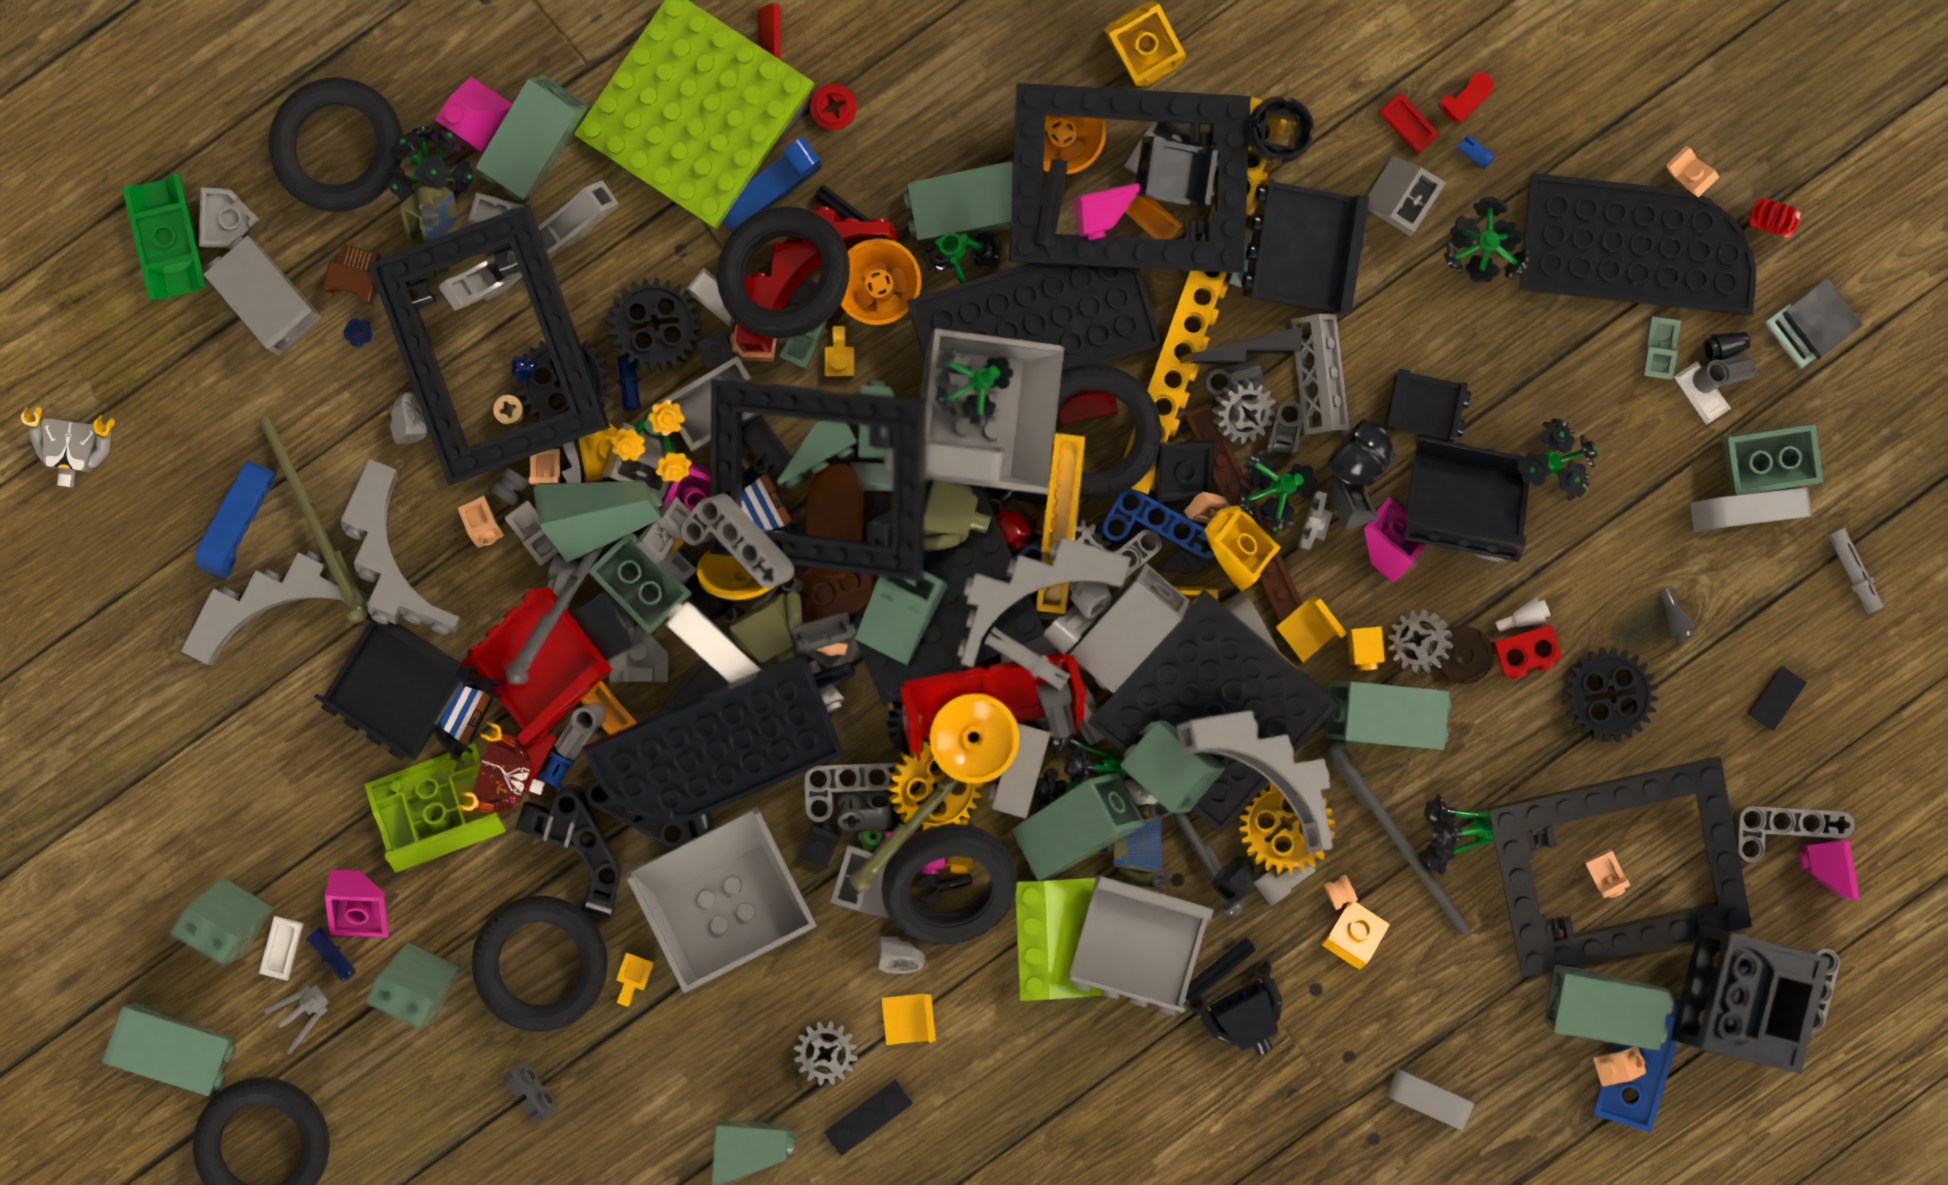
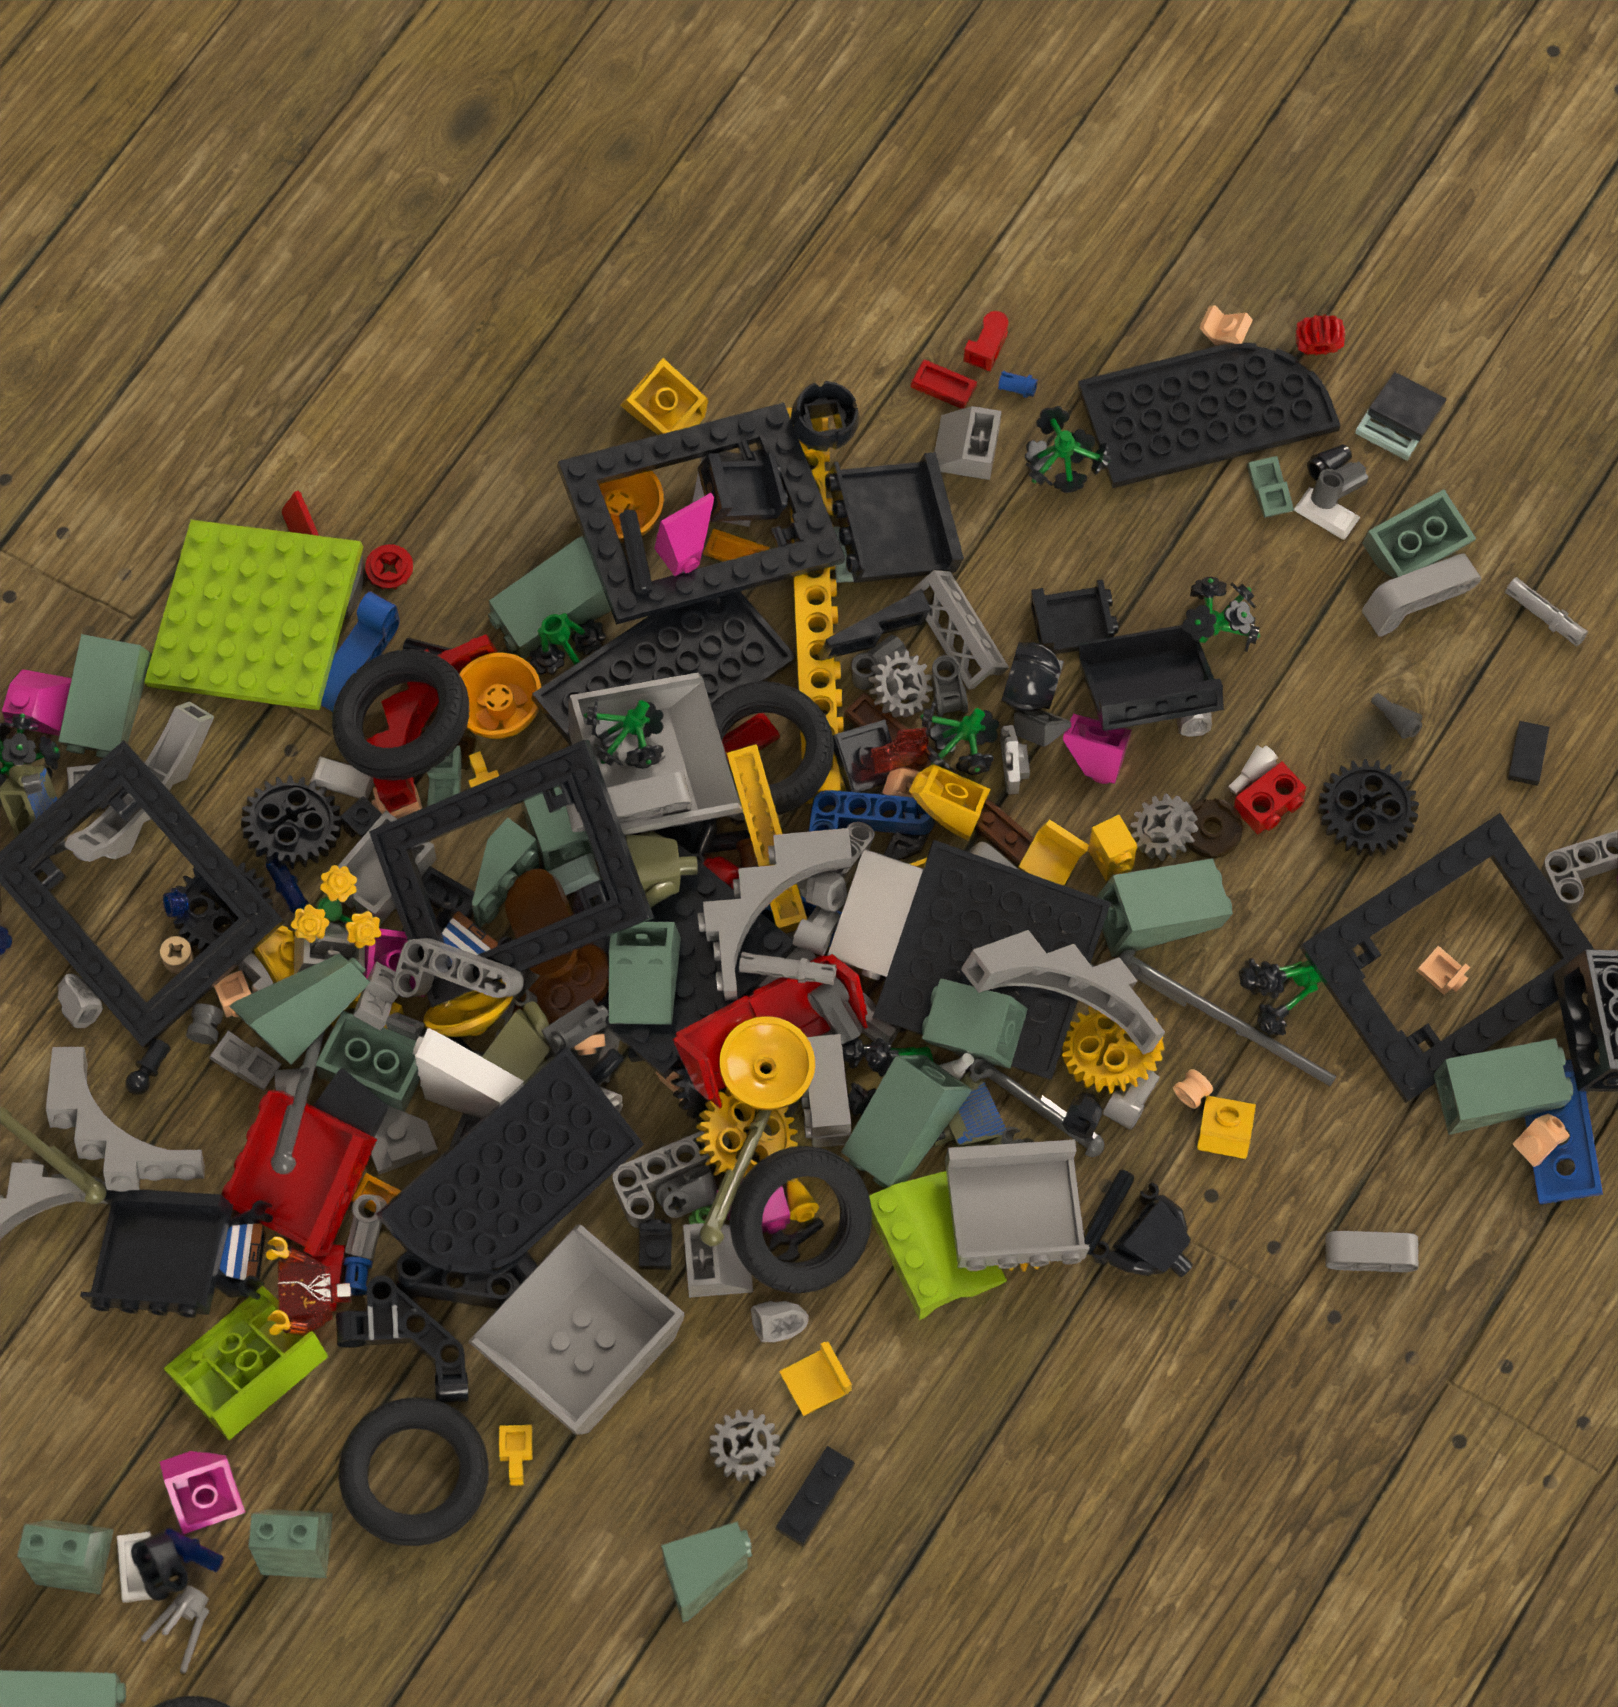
camera: 25 degrees left, 20 degrees down
(296, 957) = (158, 1563): none -> black piece
(434, 515) = (139, 1081): none -> black pin
(480, 522) = (188, 1070): light nougat bracket -> none
(539, 1101) = (444, 1600): dark grey hinge -> none
(1216, 481) = (902, 751): none -> clear red tile

